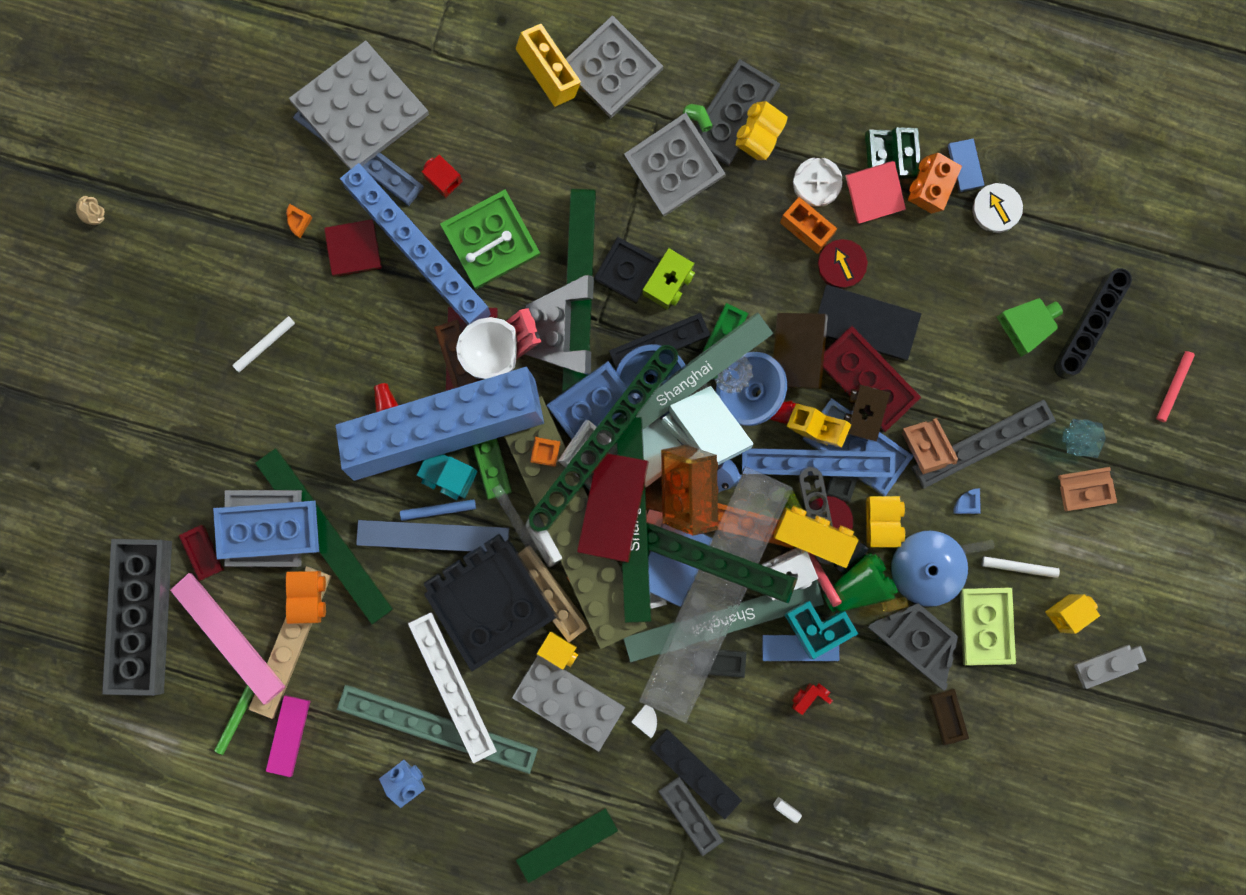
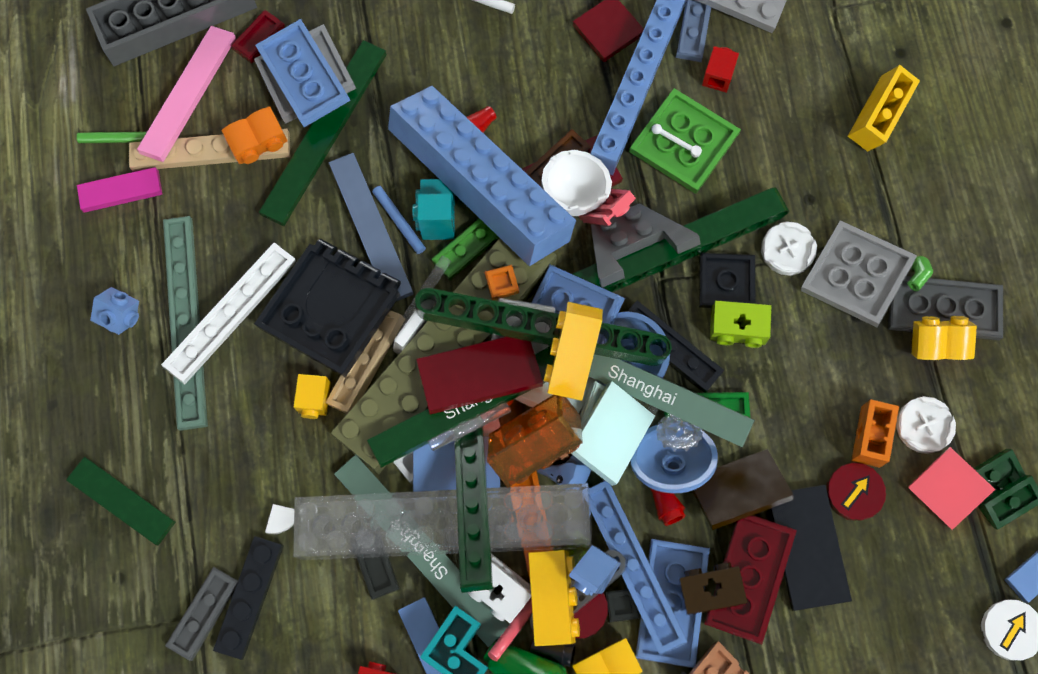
camera: 65 degrees right, 10 degrees down
(569, 702) = (265, 434): light grey plate -> none
(613, 66) = (919, 170): light grey plate -> none
(624, 206) = (788, 248): none -> white tile
(640, 424) = (573, 350): none -> yellow brick
(652, 537) = (468, 426): none -> clear bar
(814, 495) = (594, 571): none -> medium blue slope
(817, 426) = (671, 544): yellow brick -> none
(934, 182) = (998, 545): orange brick -> none

